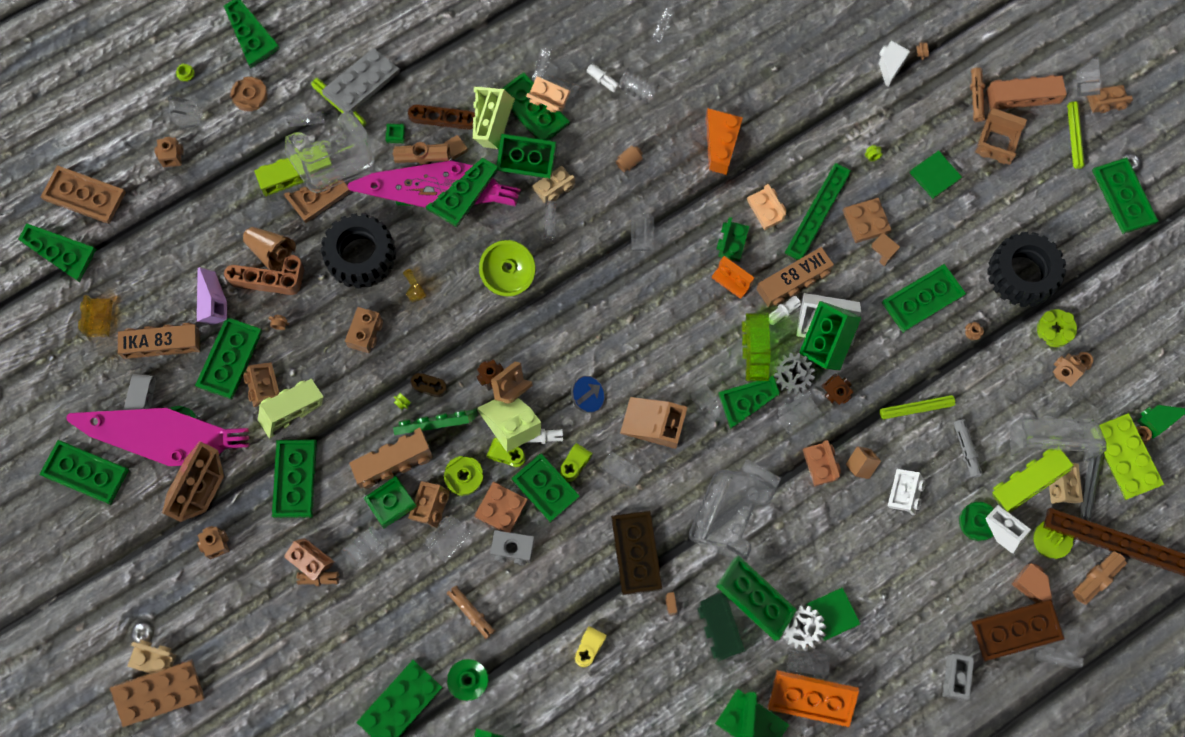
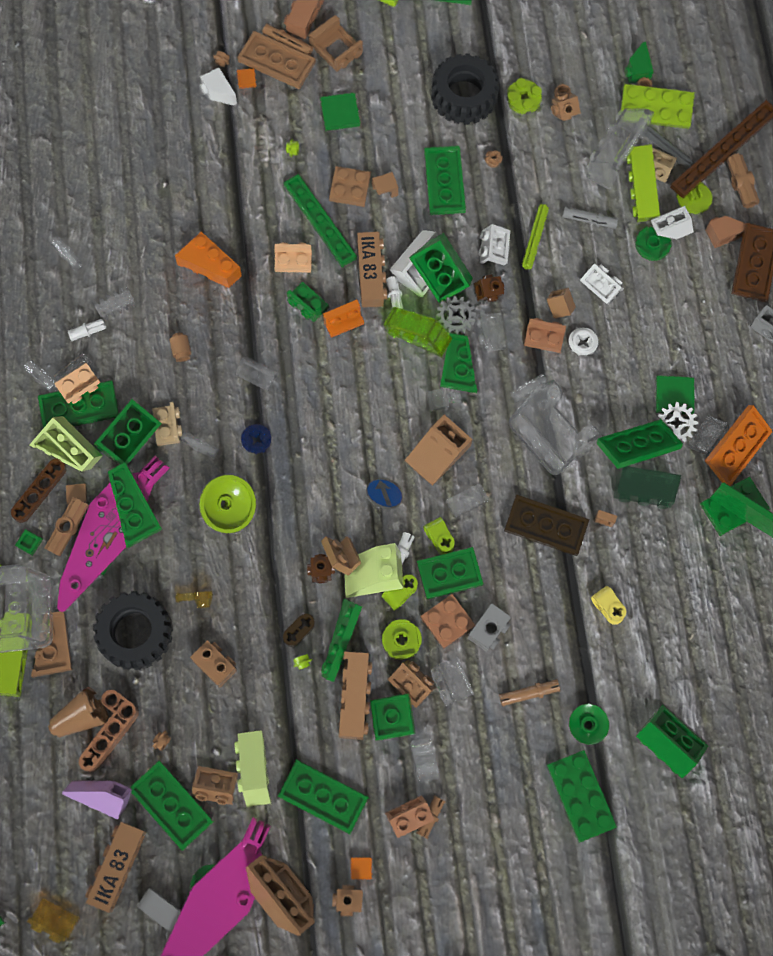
camera: 65 degrees left, 0 degrees up
(247, 540) = (361, 868): none -> orange tile
(575, 257) = (254, 431): none -> clear blue gear
(845, 498) = (583, 334): none -> white gear
(885, 374) = (494, 245): none -> white bracket
(917, 80) = (246, 78): none -> orange tile
(951, 96) = (276, 60): none -> medium nougat plate

